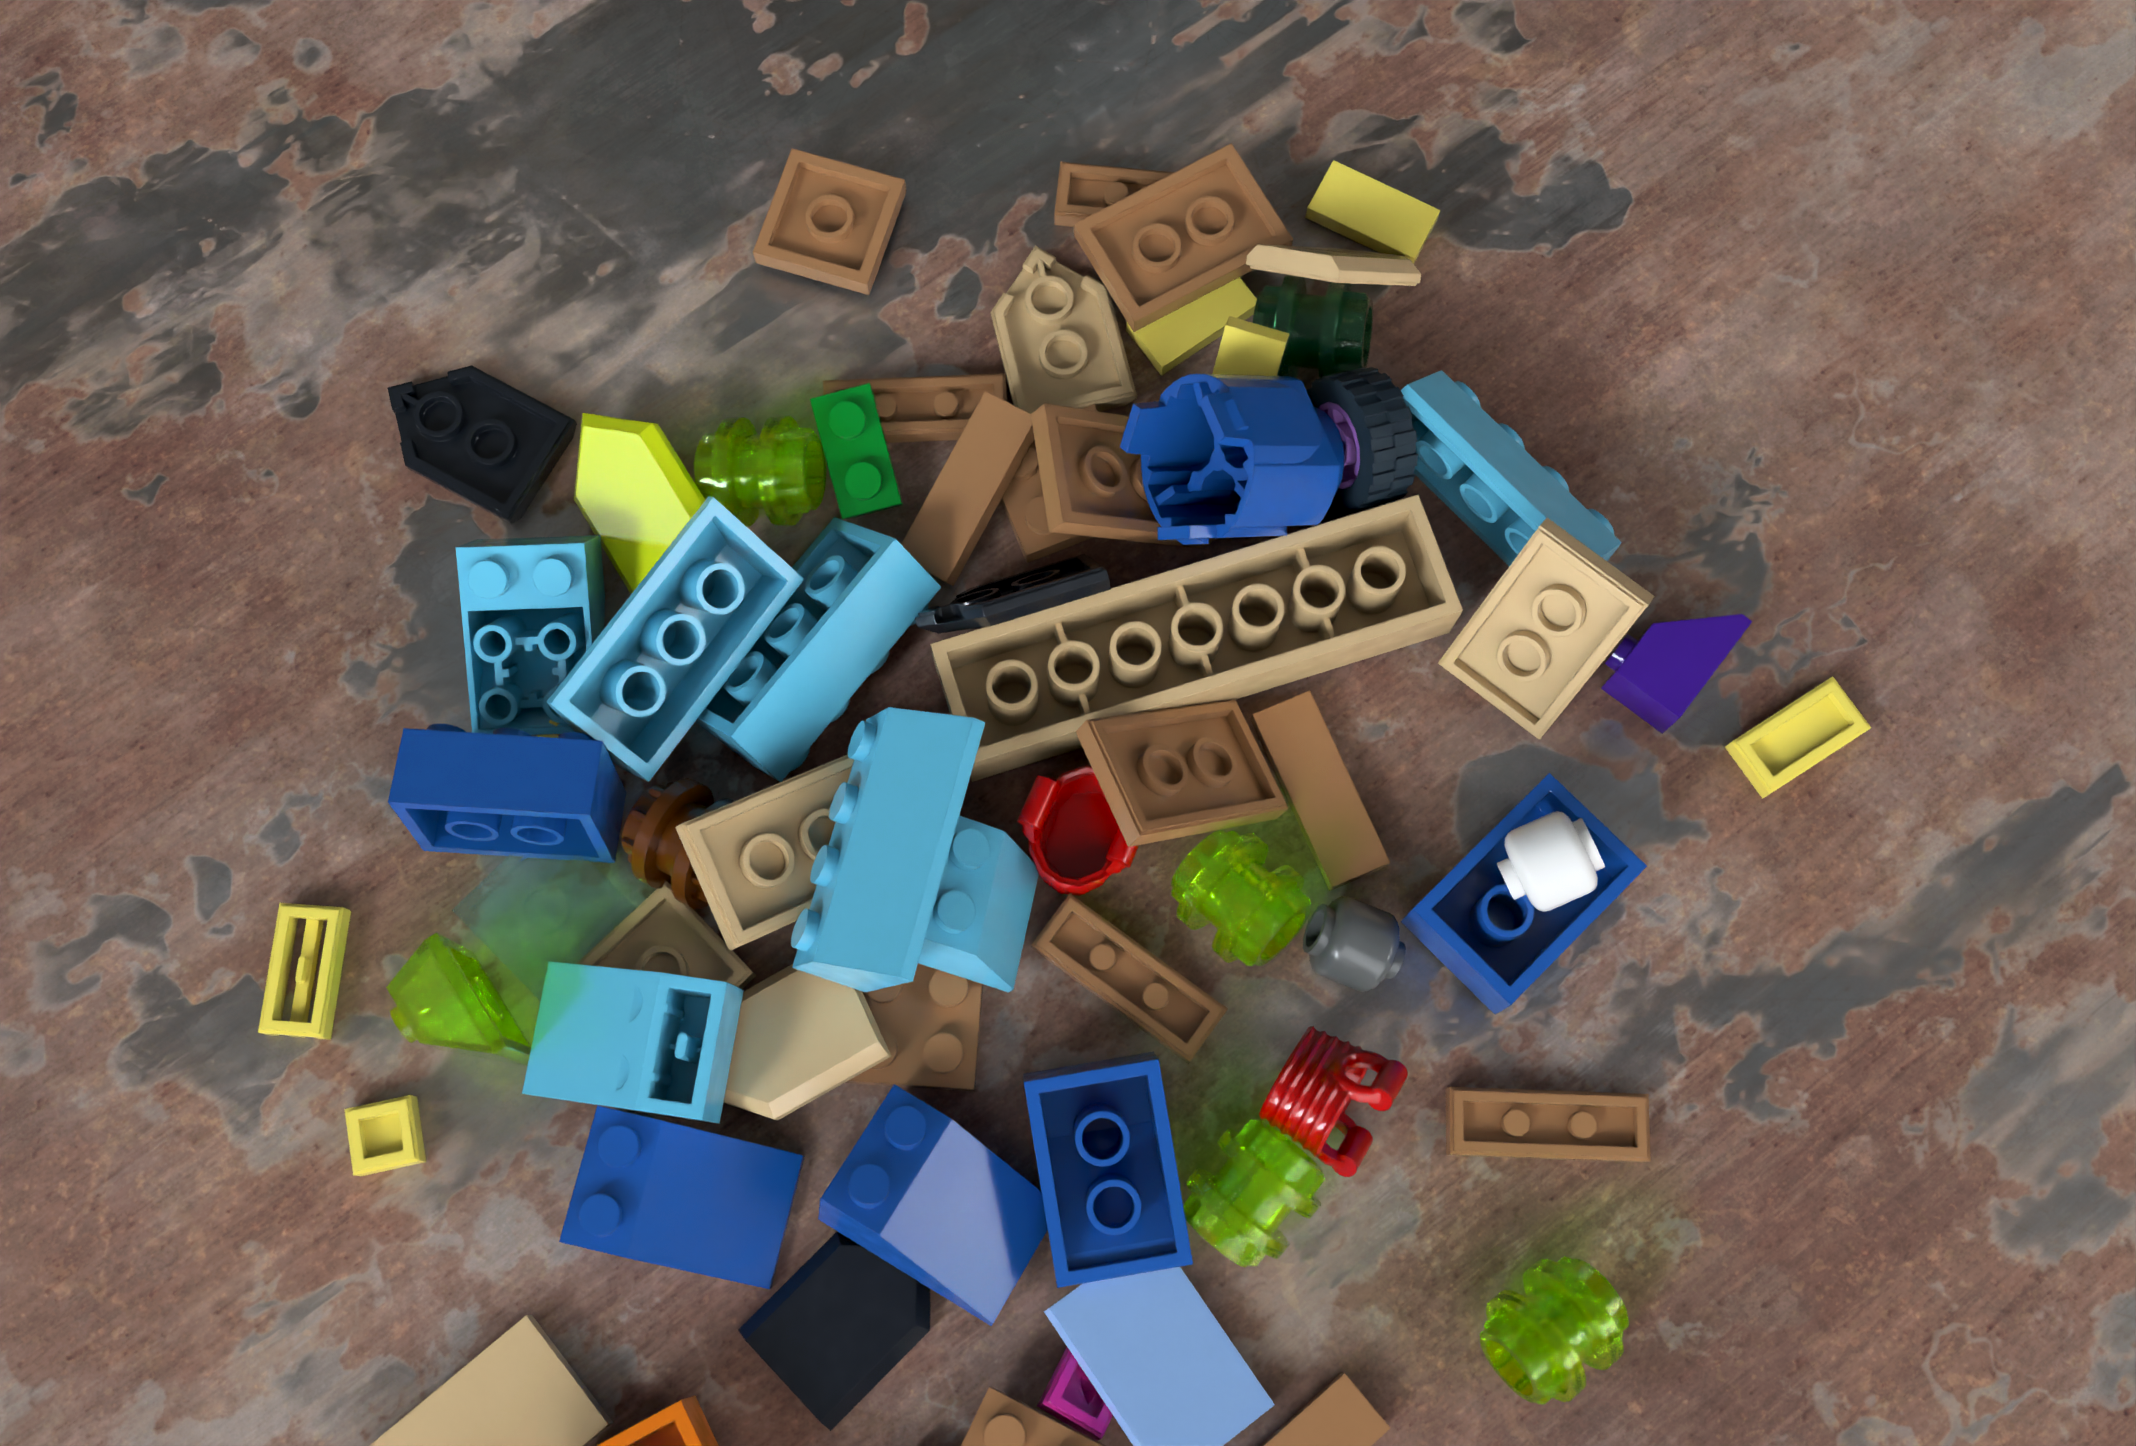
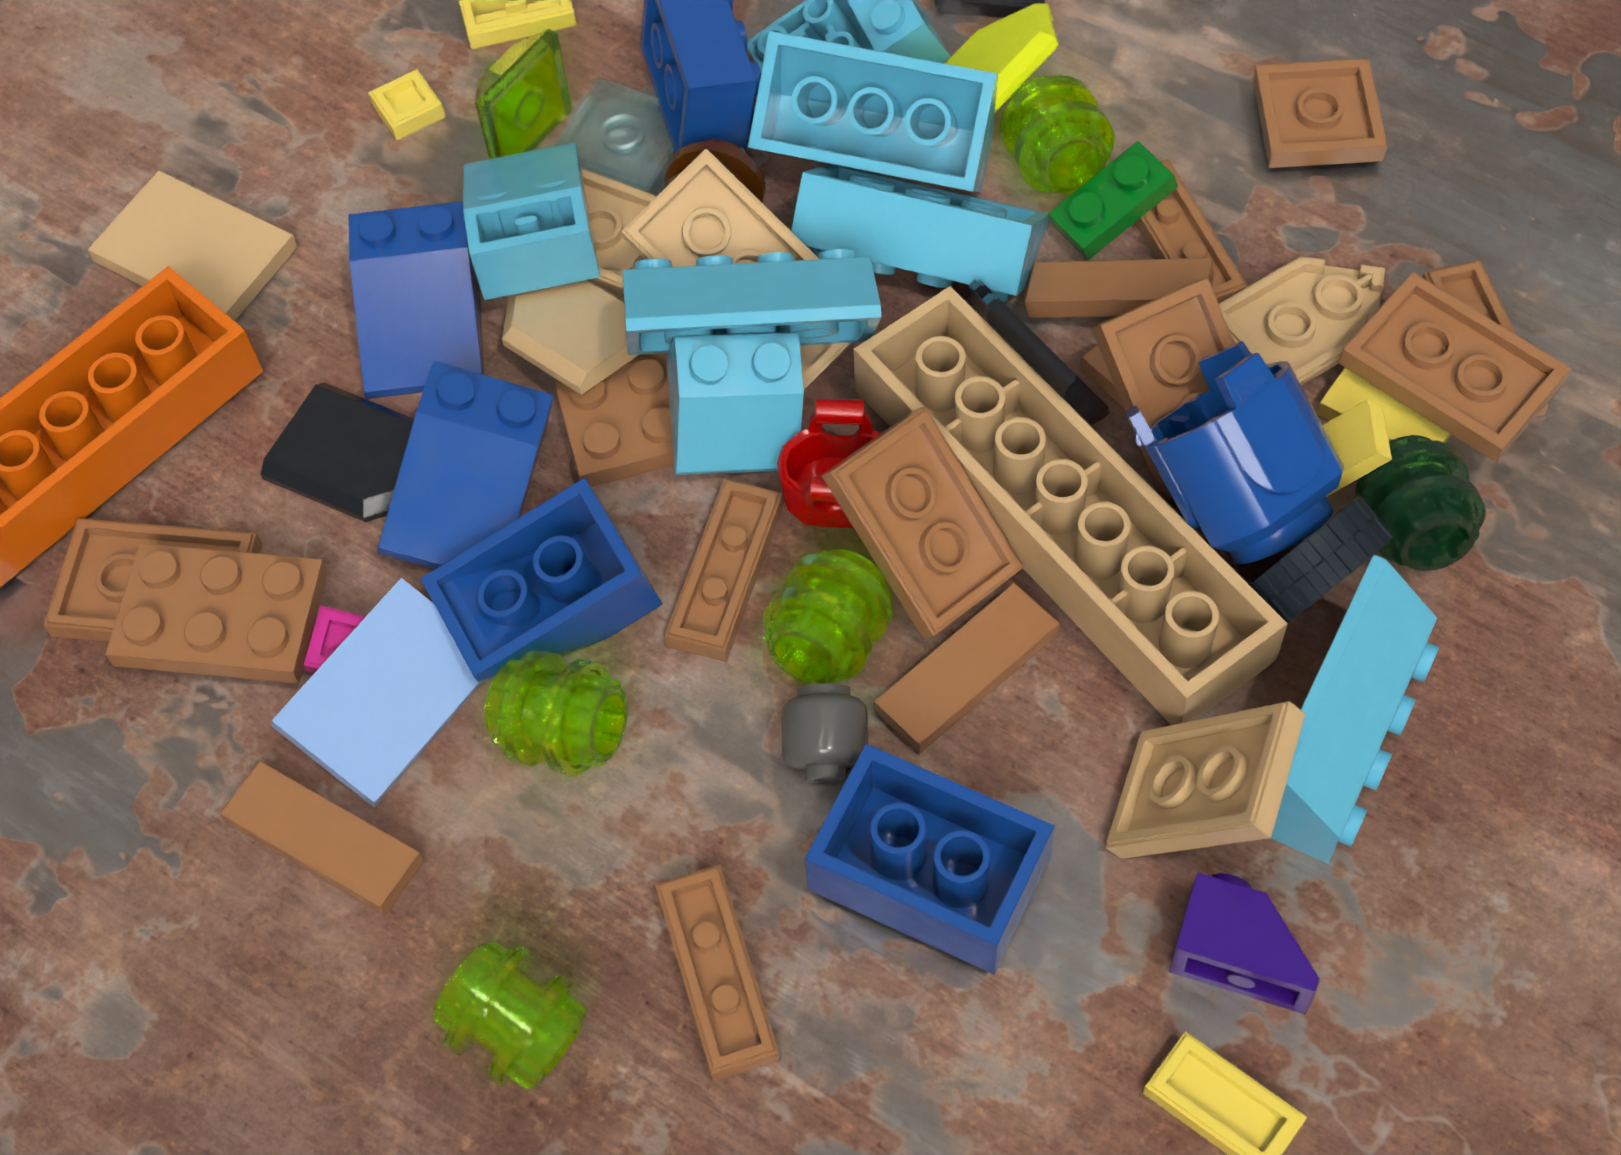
camera: 75 degrees right, 15 degrees down
(1317, 1090) = (670, 729): red piece -> none
(1335, 265) = (1498, 498): tan tile -> none
(1371, 212) = (1584, 532): light yellow tile -> none
(1551, 861) = (955, 833): white head -> none

